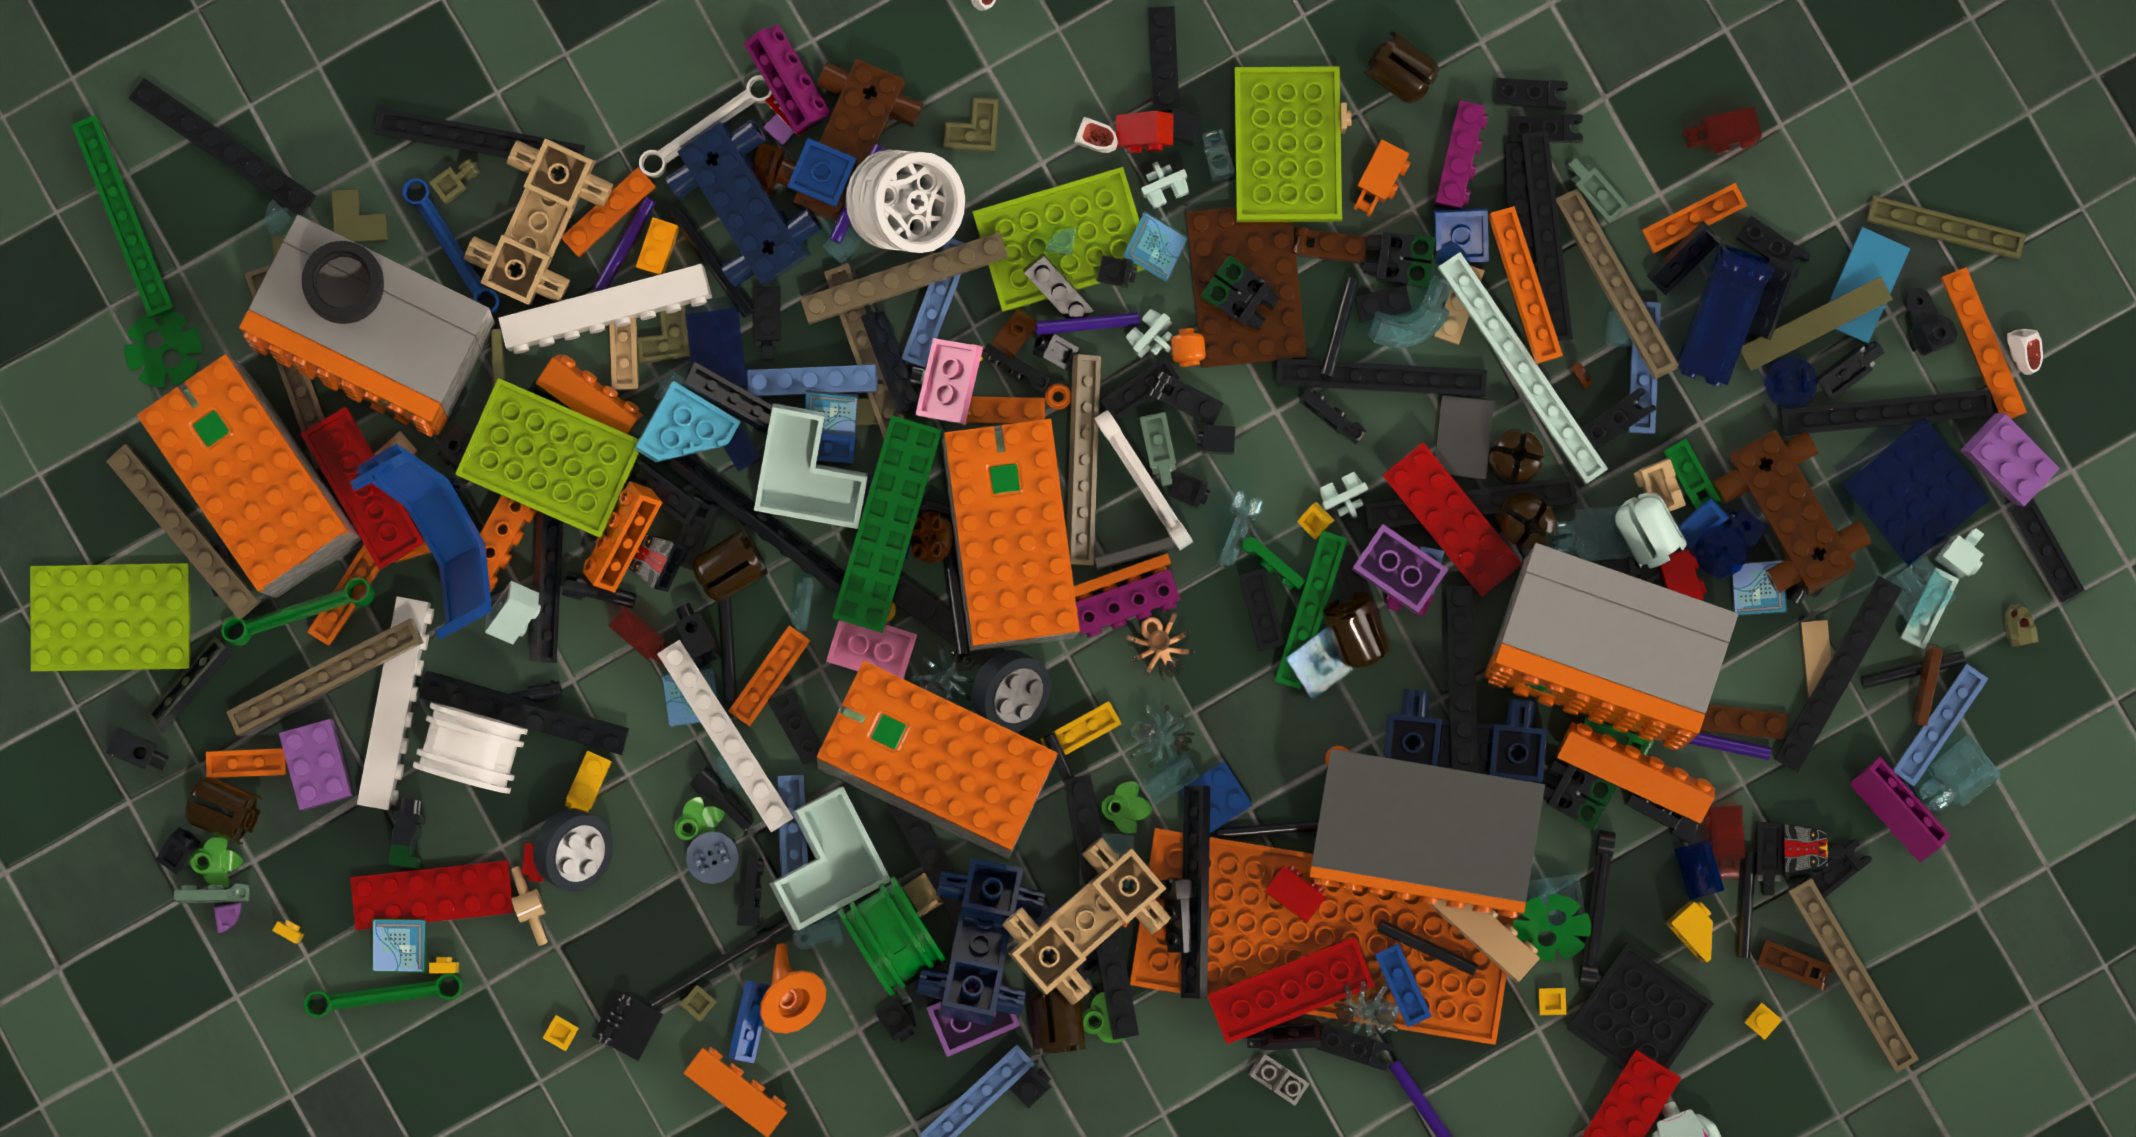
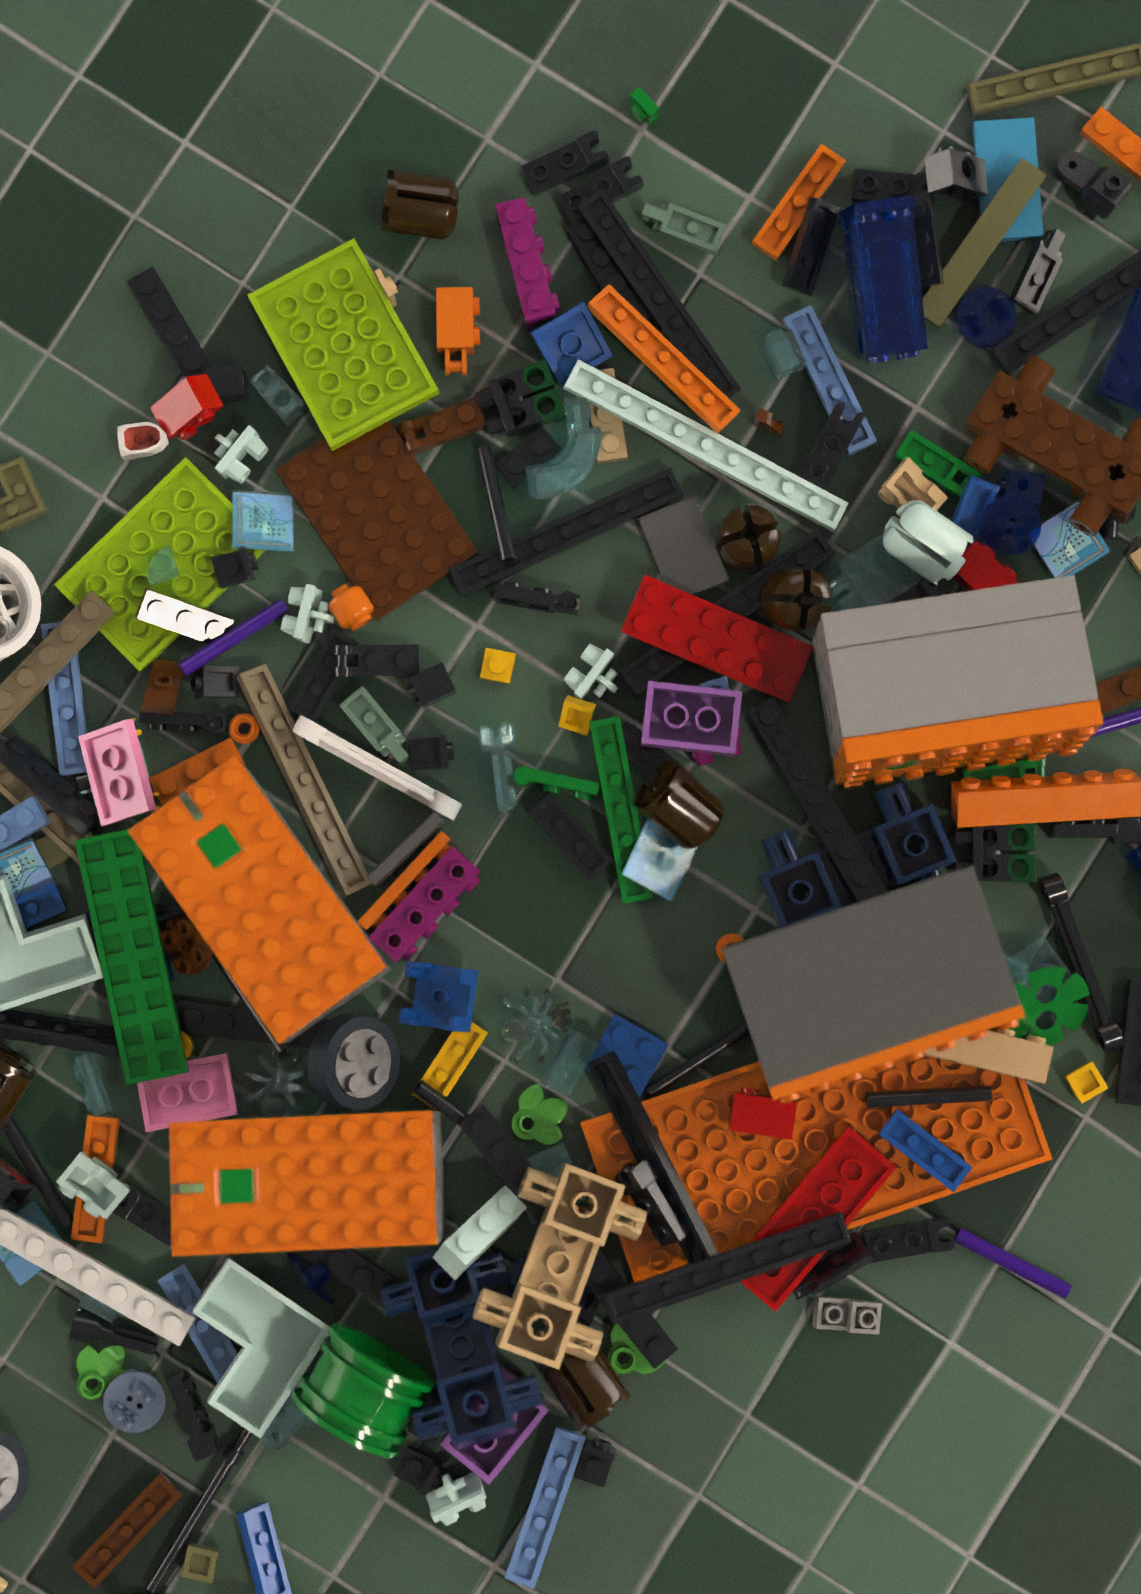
camera: 25 degrees left, 0 degrees up
(657, 949) = (127, 1530): none -> reddish brown plate
(769, 679) = (94, 1184): none -> light aqua cylinder
(793, 996) = (294, 1506): orange piece -> none
(897, 836) = (312, 1278): none -> clear blue piece
(915, 1054) = (455, 1497): none -> light aqua hips
(923, 894) = (374, 1322): tan bracket -> none
(1038, 867) = (479, 1232): none -> light aqua brick
(1101, 677) = (441, 997): none -> blue panel
(1158, 642) = (482, 927): animal -> none
(1208, 990) = (726, 1268): none -> black tile
(1242, 302) = (372, 522): black hips -> none
(1275, 451) = (497, 666): none -> yellow plate
(1374, 1010) = (909, 1193): animal -> none
(1613, 82) = (643, 107): none -> green plate
(1616, 284) = (757, 308): dark tan plate -> none
(1726, 130) = (784, 96): clear red brick -> none
(1823, 262) = (955, 175): none -> black brick

